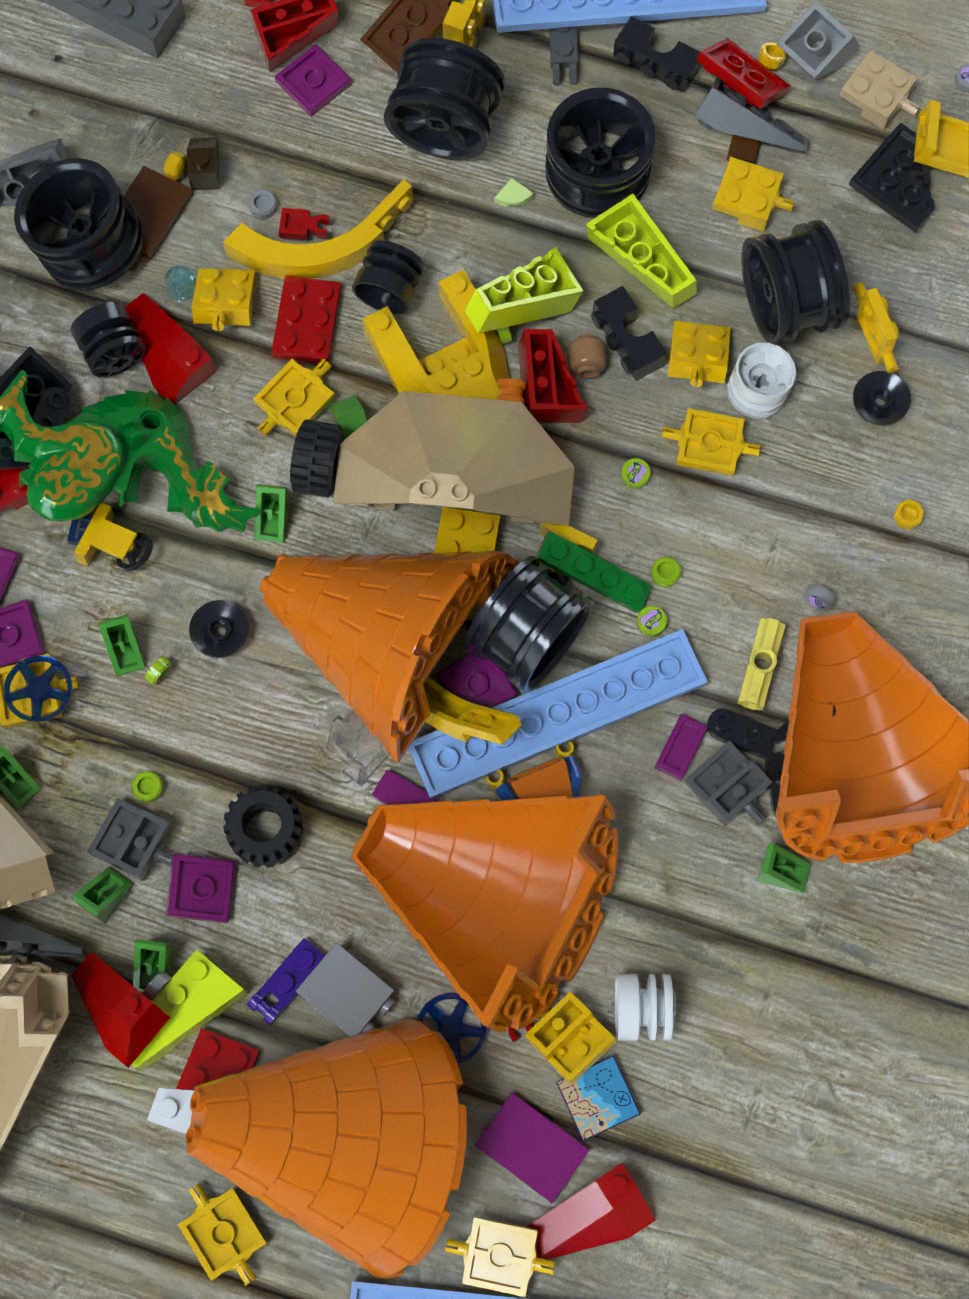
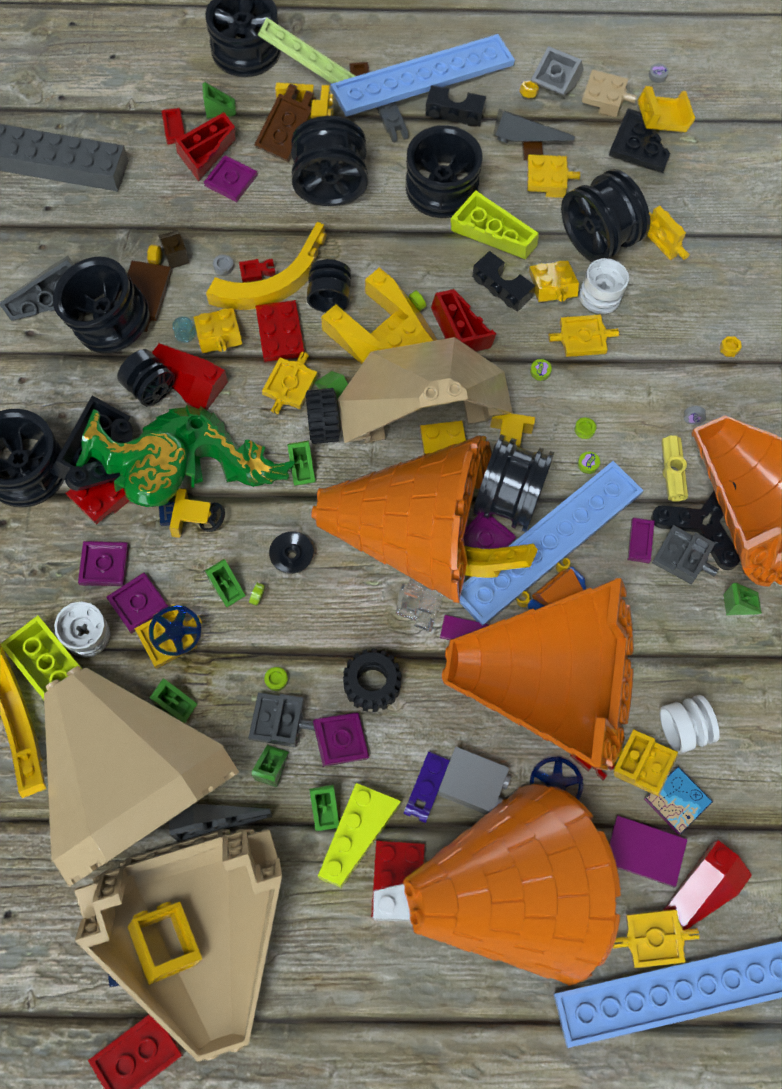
camera: 20 degrees left, 5 degrees down
(118, 1010) = (313, 844): red wedge -> none
(156, 985) = (335, 819): light grey tile -> none
(222, 1234) = (445, 990): yellow plate -> none
(511, 390) = (440, 332): orange wheel -> none
(513, 194) = (392, 215): yellowish green tile -> none
(525, 295) = (428, 271): neon yellow wedge -> none
(587, 356) = (481, 302): medium nougat head -> none
(593, 572) = (535, 437): green plate -> none
(743, 73) = (516, 103): red plate -> none
(887, 388) = (687, 272): black dish -> none

